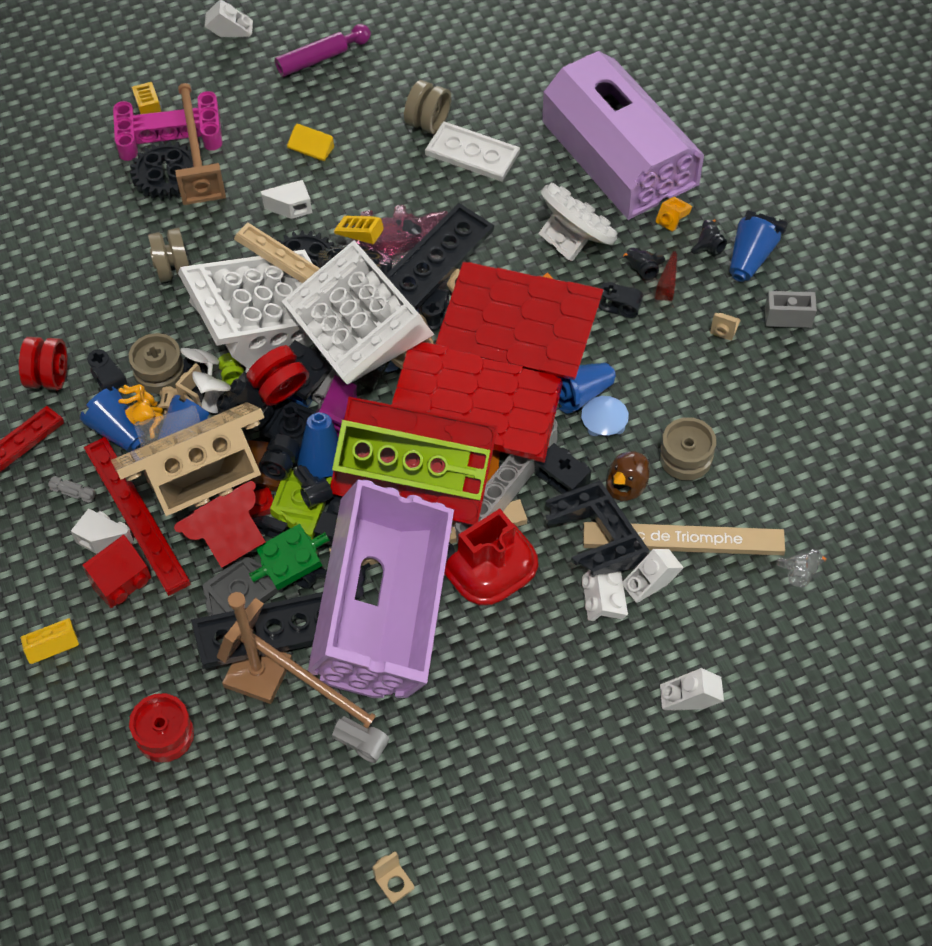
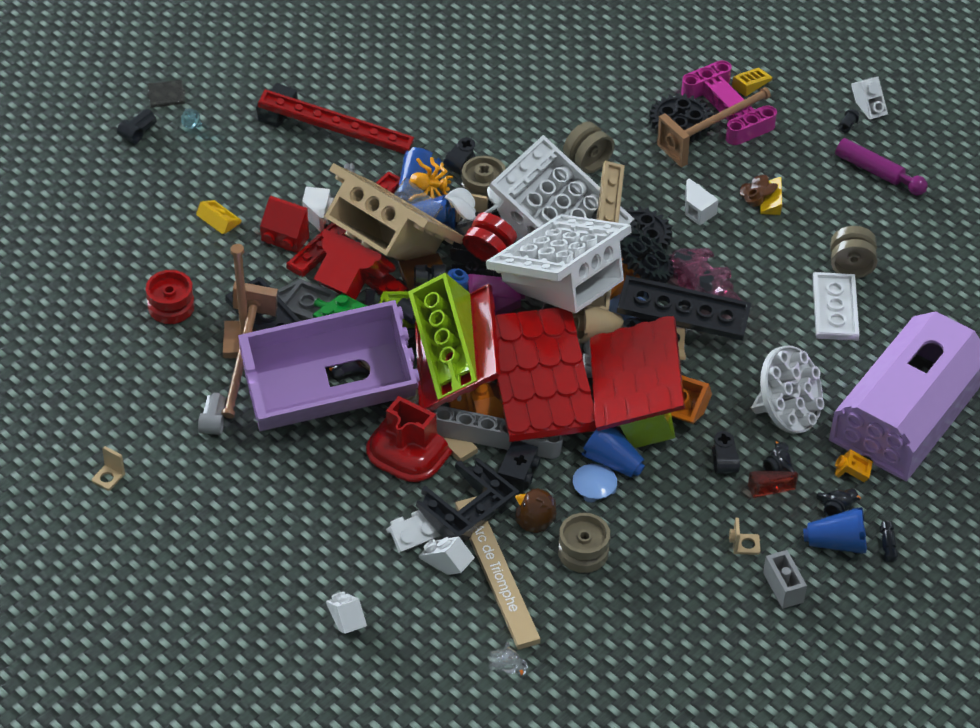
camera: 65 degrees right, 10 degrees down
(43, 363) = (443, 115): red wheel -> none
(243, 45) = (850, 118): none -> black pin
(296, 147) = (757, 190): none -> reddish brown plate
(369, 232) = (683, 249): yellow slope -> none

